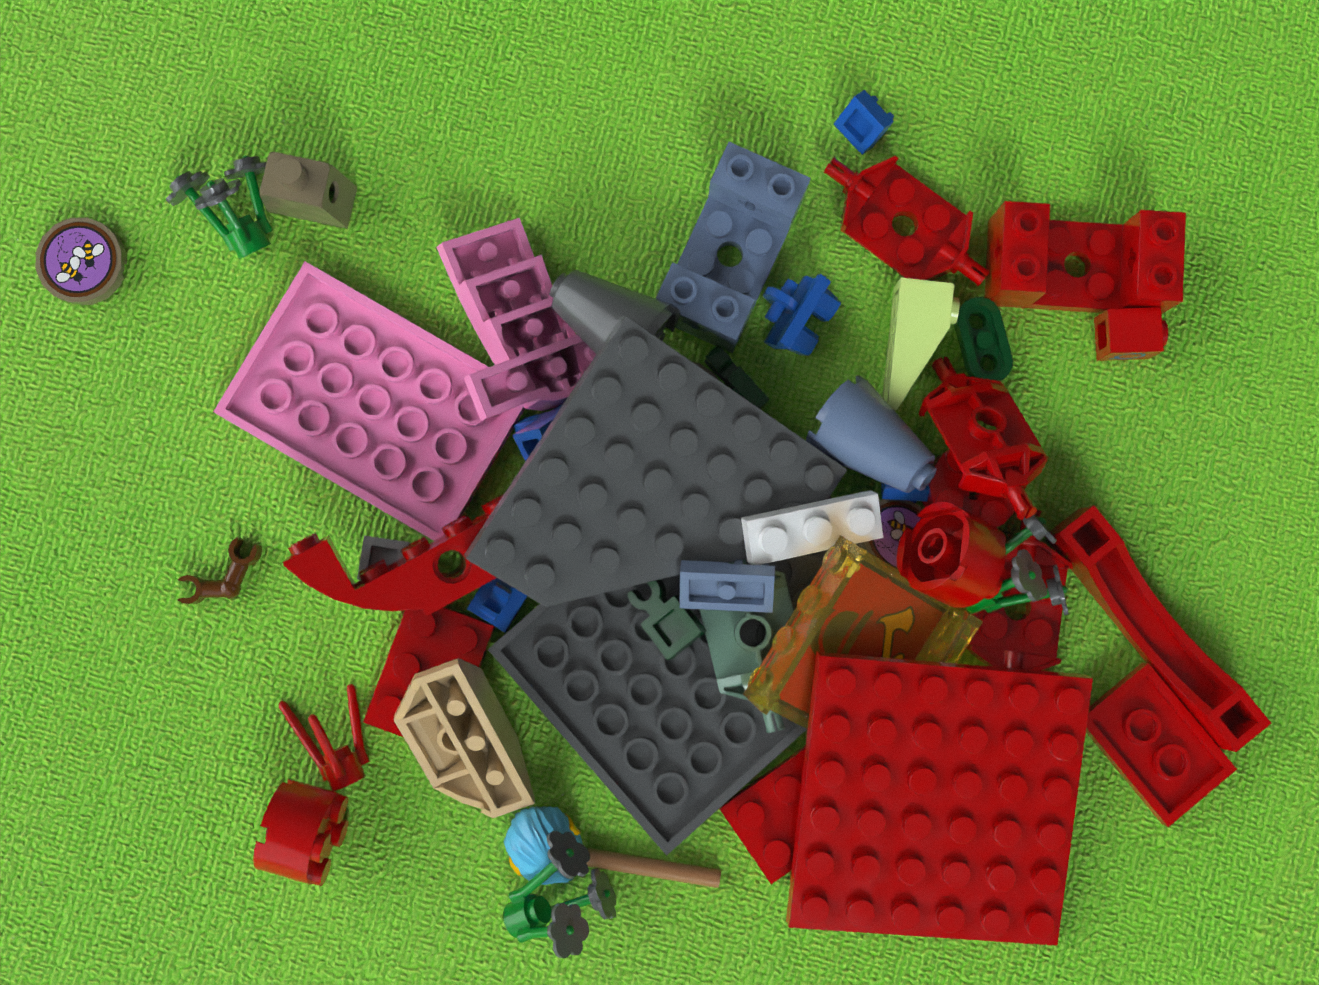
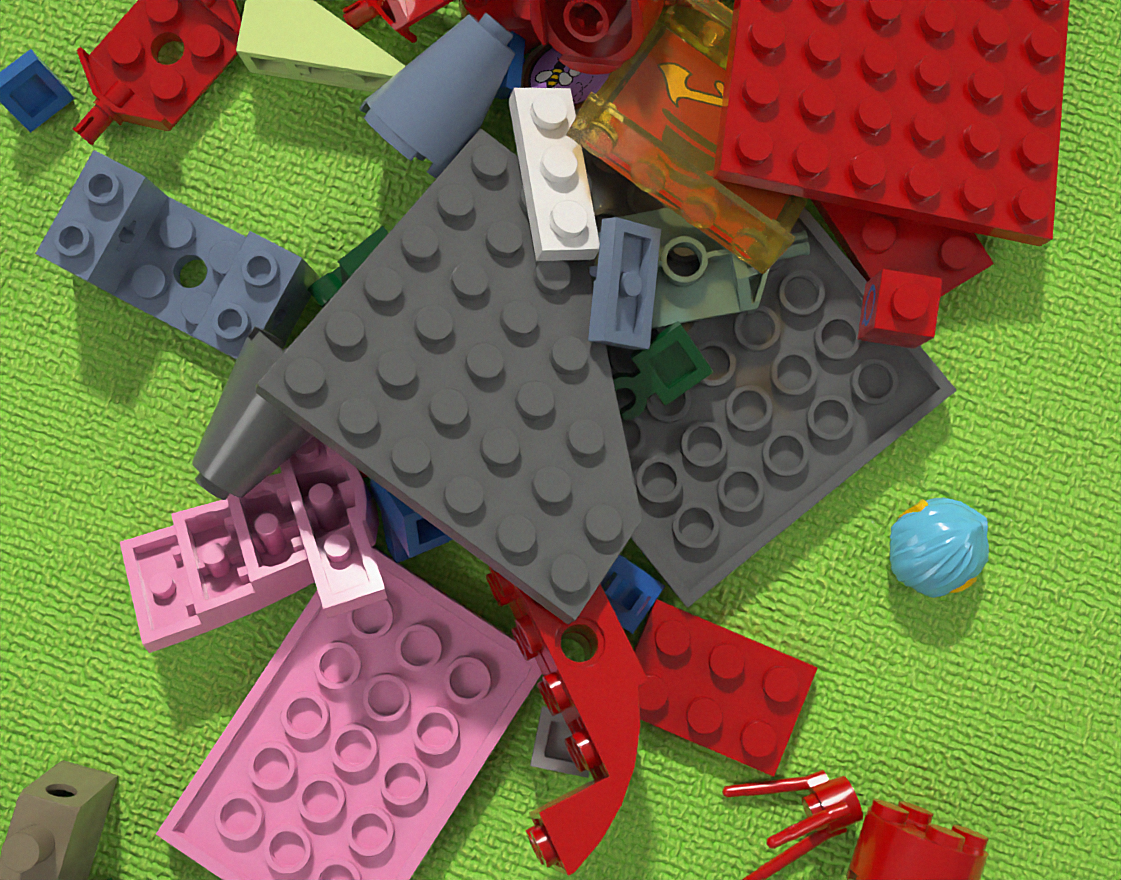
camera: 85 degrees left, 0 degrees up
(464, 739) = (804, 641): tan wedge -> none
(528, 913) = (1025, 568): plant -> none
(654, 868) = (968, 411): medium nougat bar -> none
(724, 804) = (900, 309): none -> red brick
(792, 309) = (270, 194): blue hips -> none

